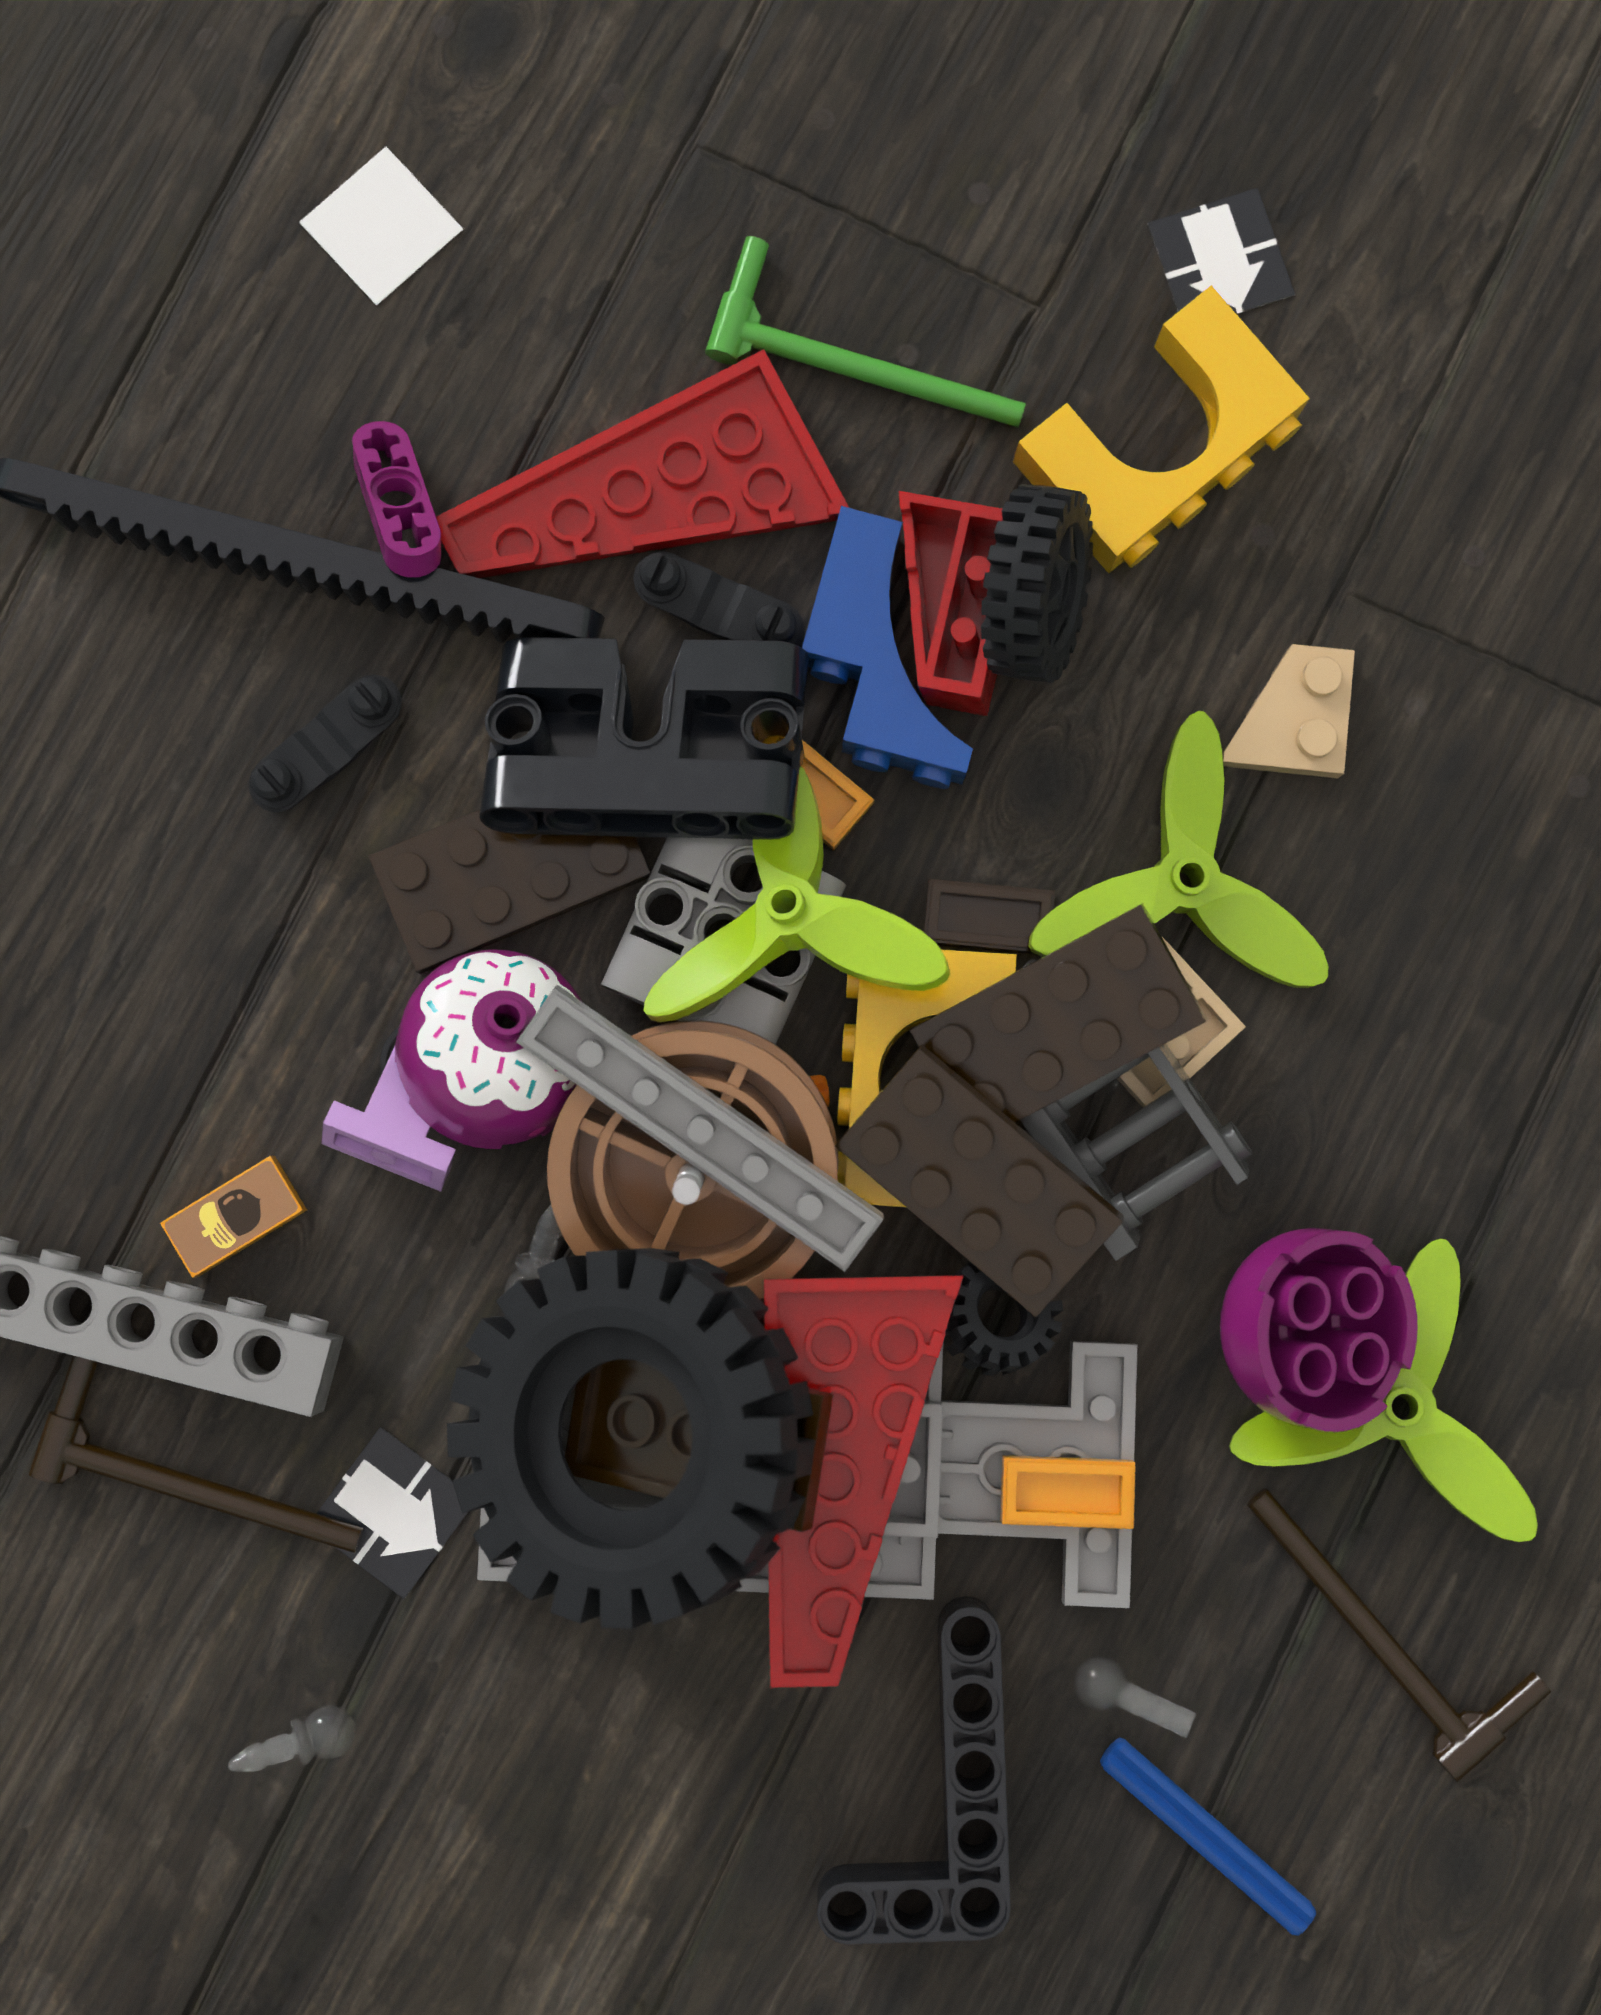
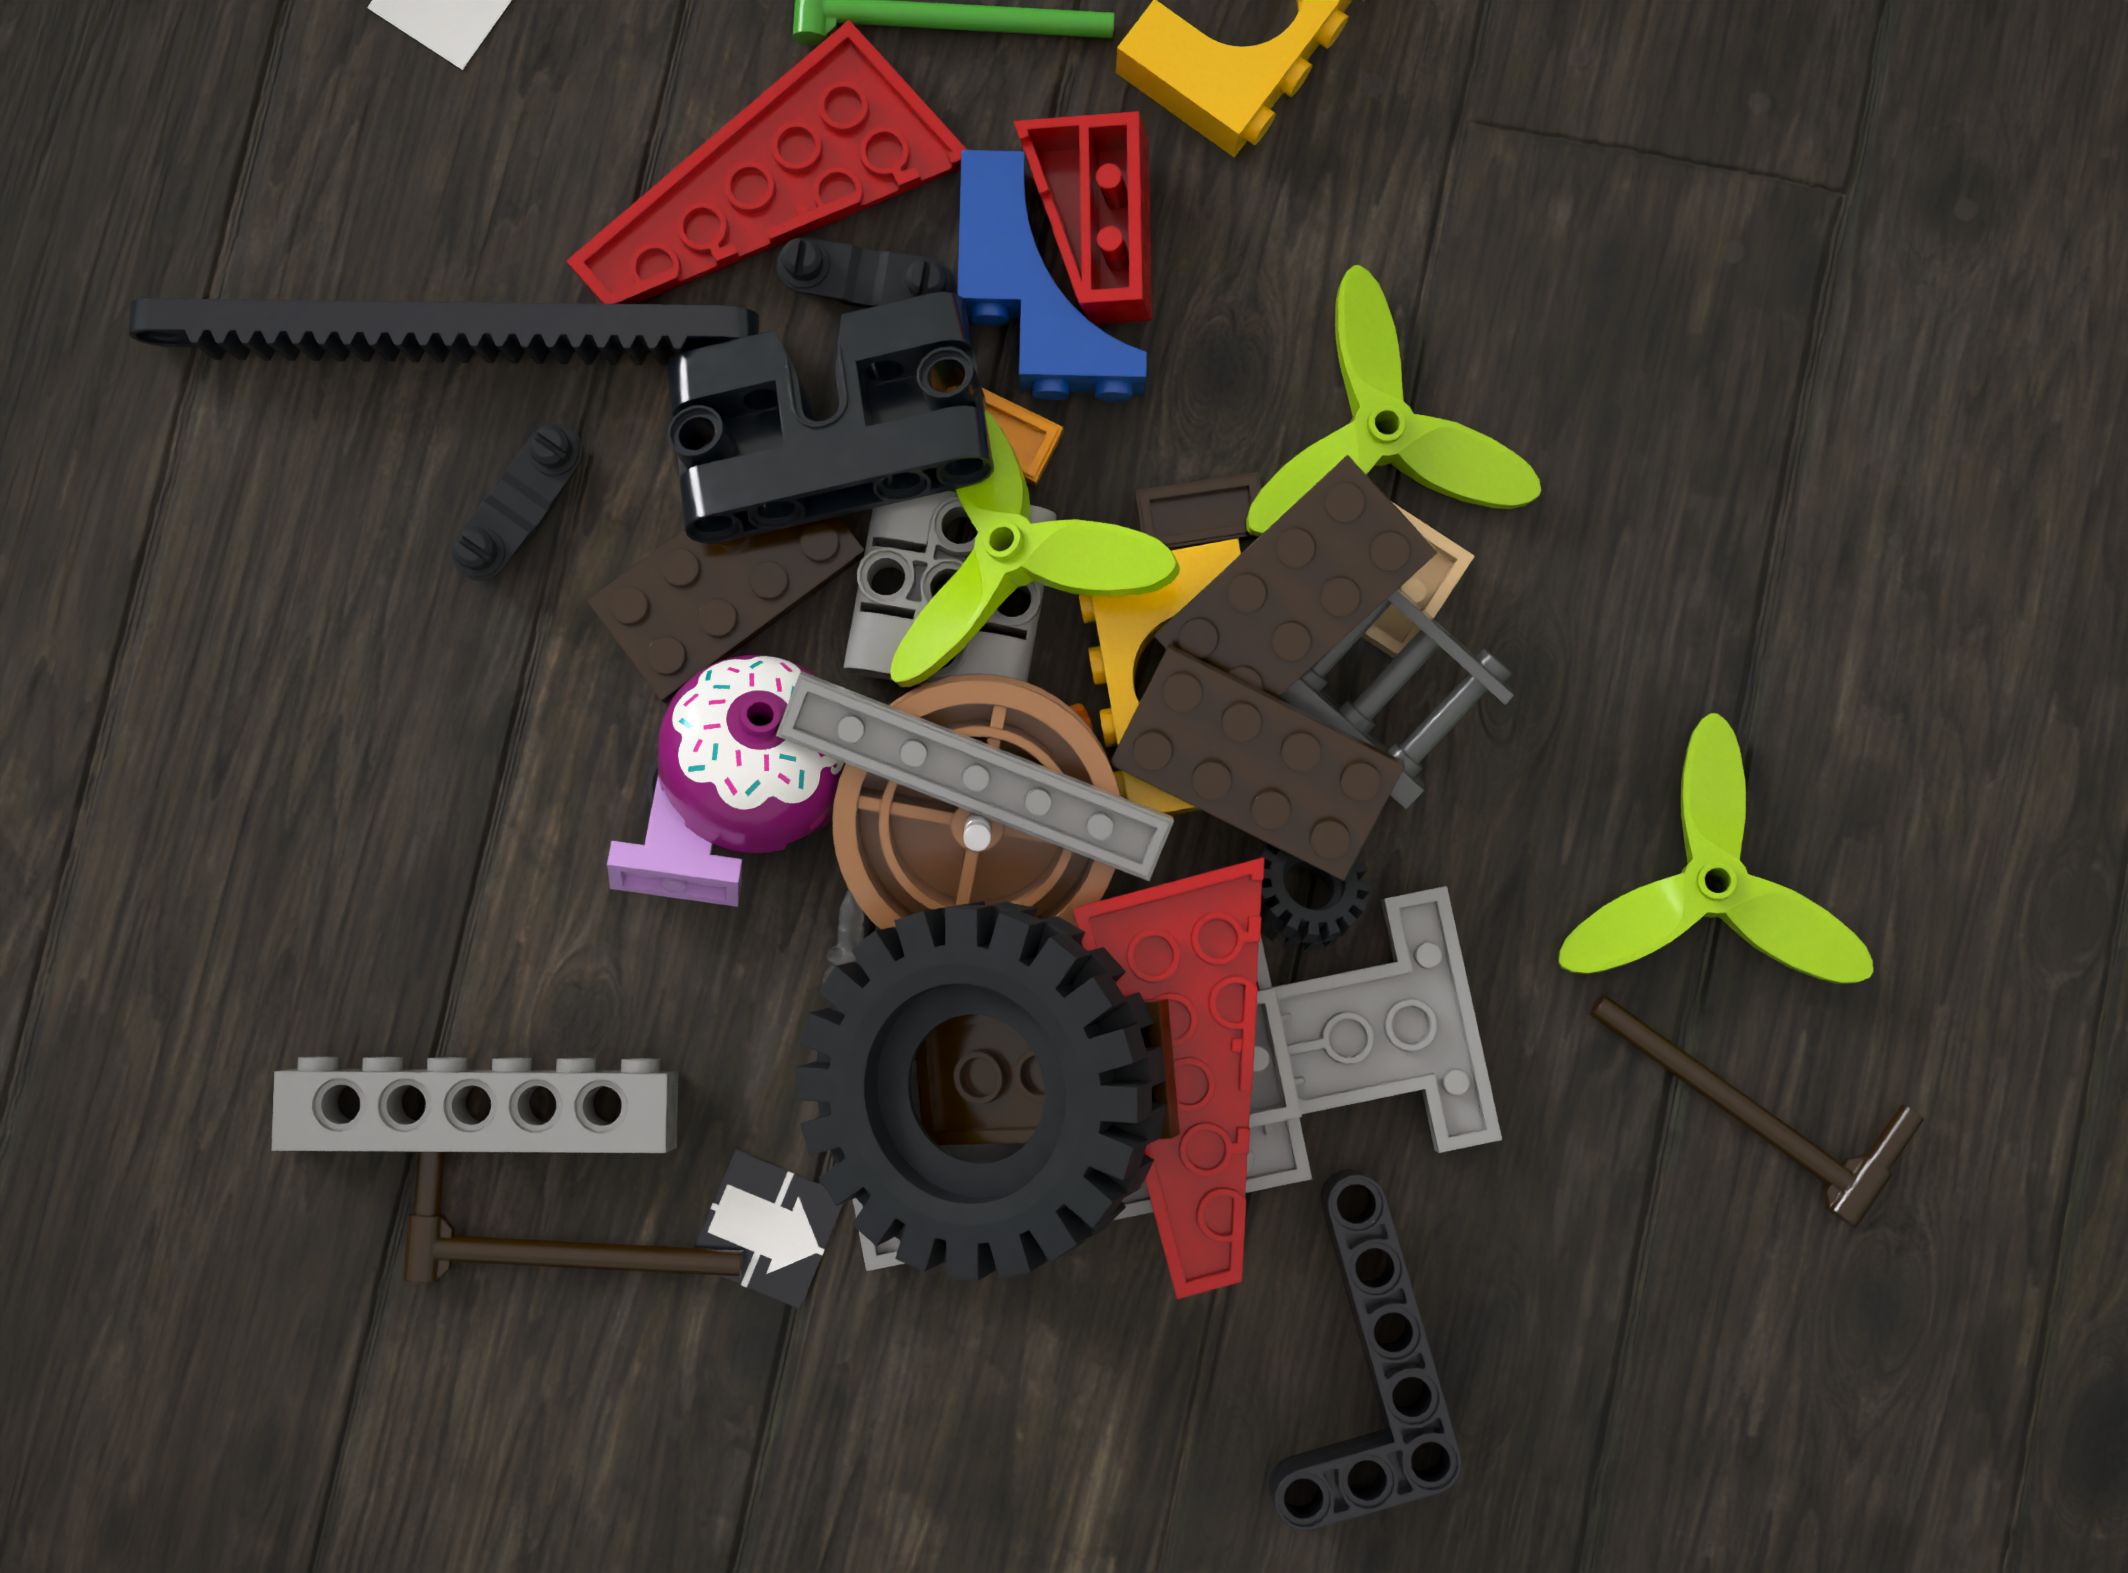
camera: 15 degrees left, 0 degrees up
(233, 1216) = (541, 981): medium nougat tile -> none
(324, 1734) = (755, 1459): clear bar -> none
(389, 519) = (529, 268): magenta beam -> none
(1037, 582) = (1169, 175): black wheel -> none
(1067, 1492) = (1415, 1042): light orange tile -> none
(1103, 1686) = (1495, 1222): clear bar -> none
(1208, 1836) = (1631, 1340): blue axle -> none
(1298, 716) = (1451, 249): tan wing -> none
(1318, 1328) = (1617, 823): magenta cylinder -> none

